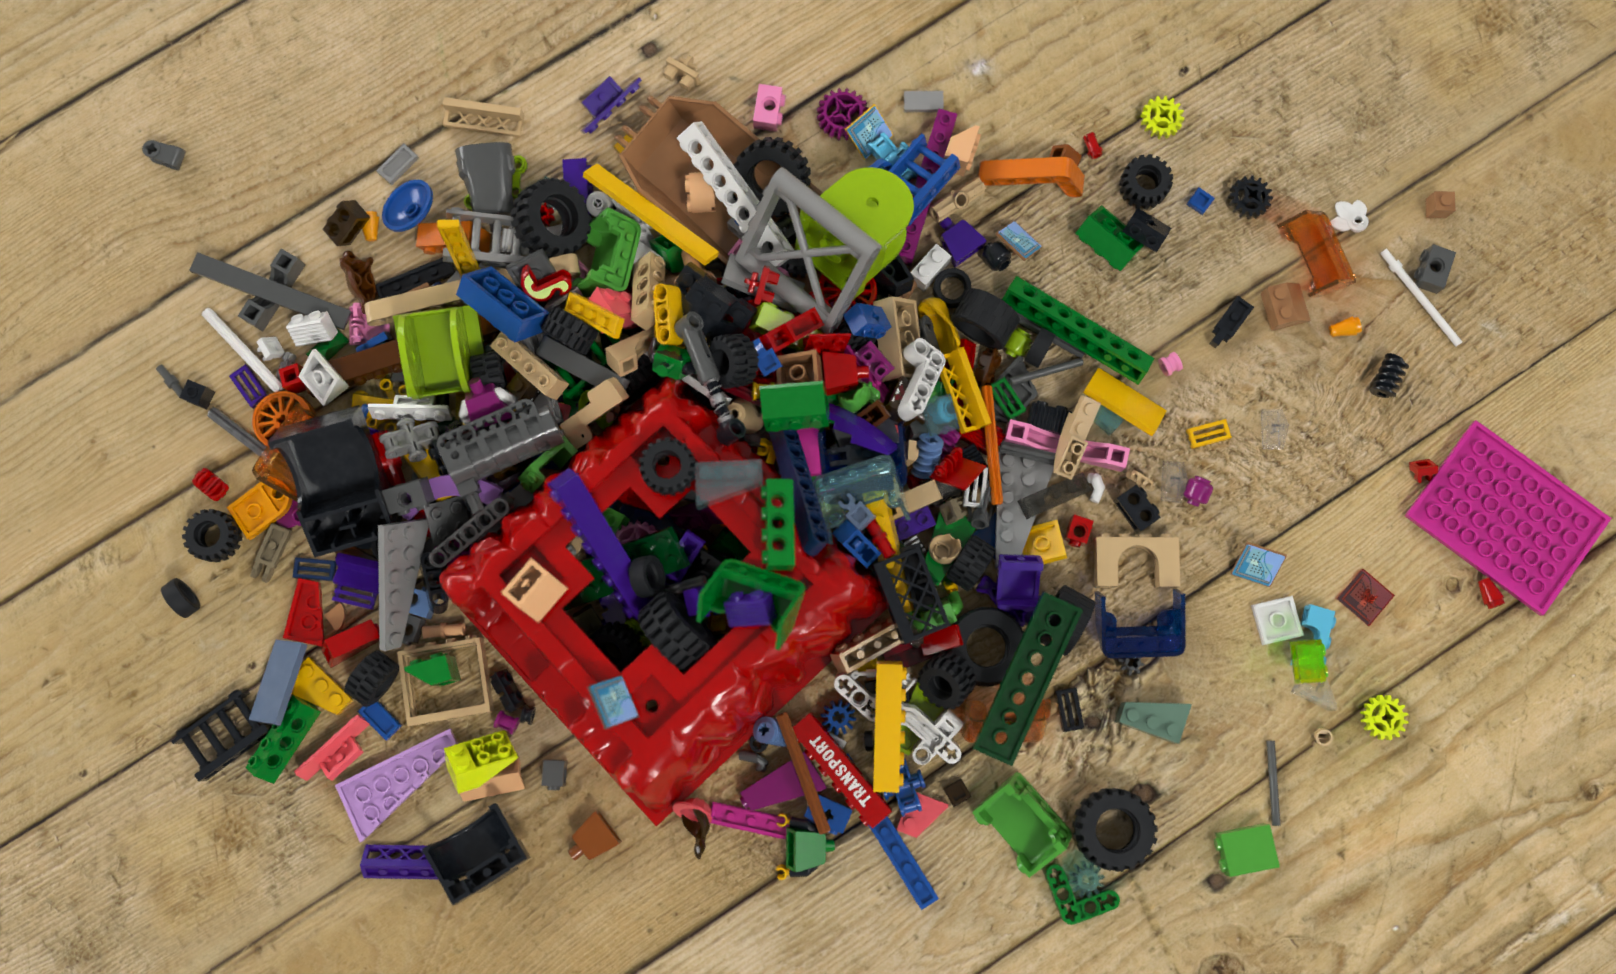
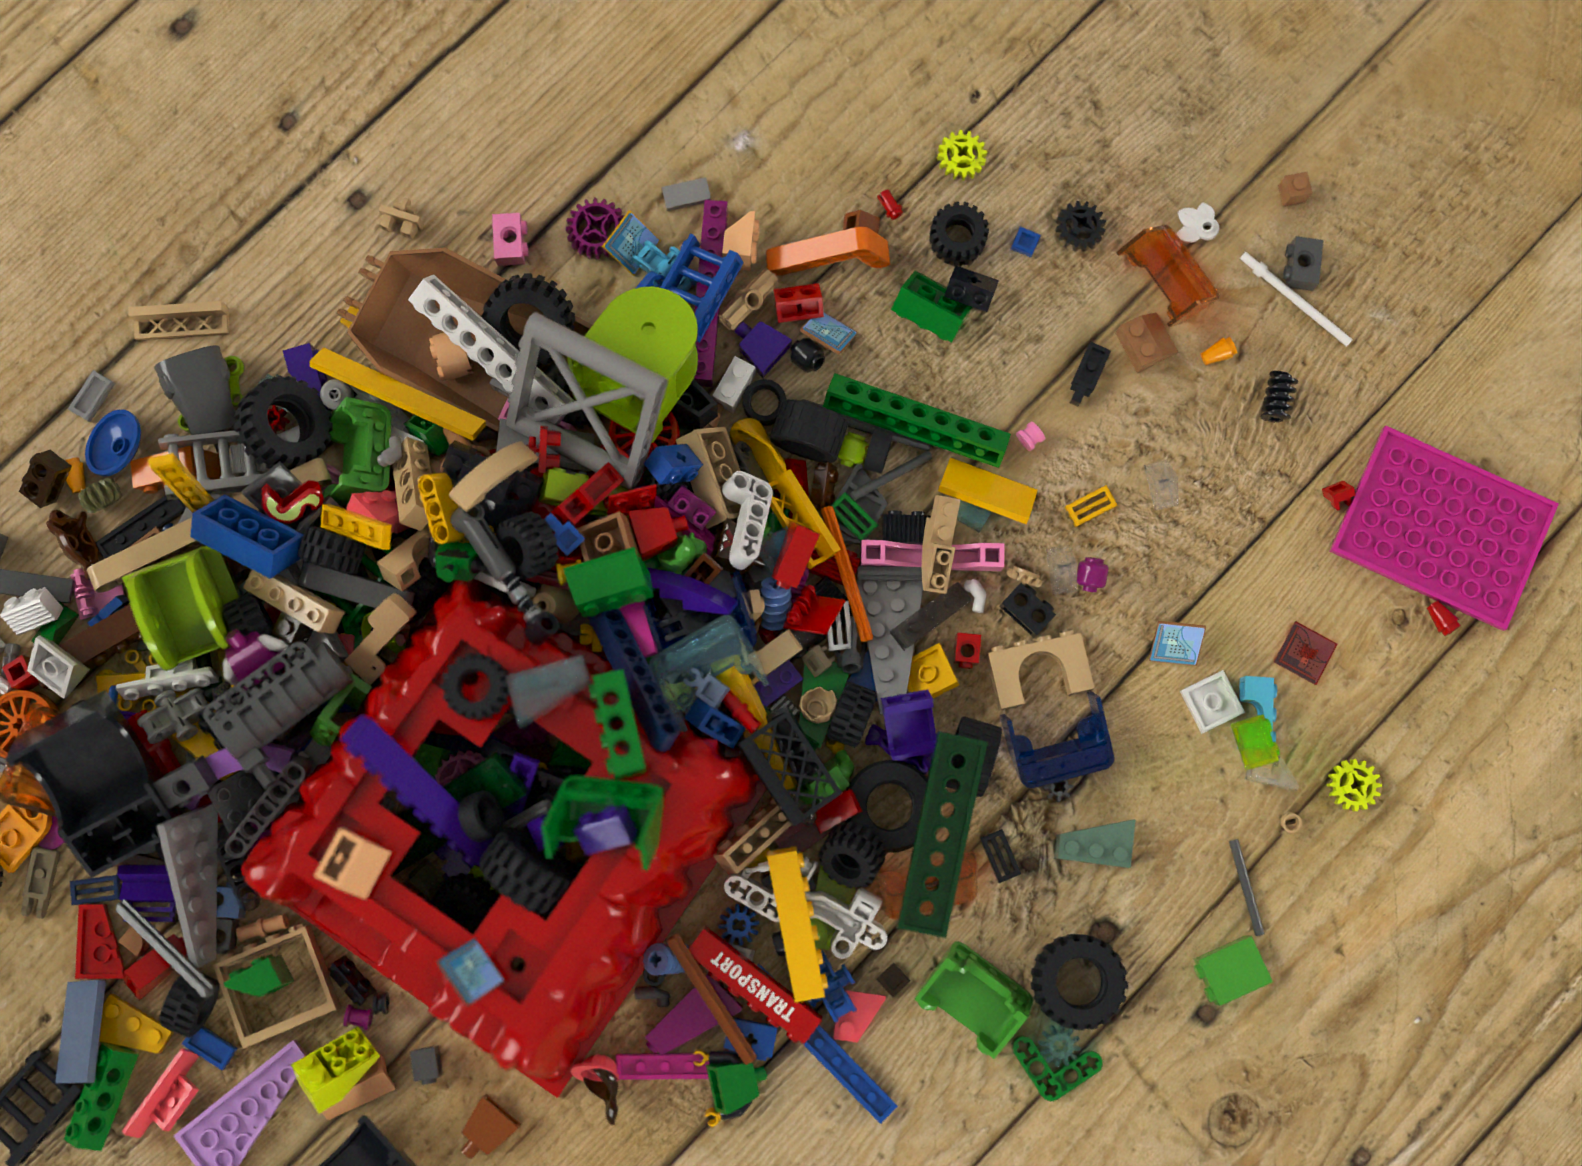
camera: 15 degrees left, 0 degrees up
(362, 629) = (165, 949): none -> axle
(387, 246) = (100, 495): none -> olive gear
(605, 98) = (316, 270): dark purple bracket -> none
(636, 262) = (391, 454): none -> light grey arm
(716, 293) = (490, 473): none -> tan slope
(952, 418) = (794, 555): none -> red slope
(998, 211) = (798, 303): none -> red brick

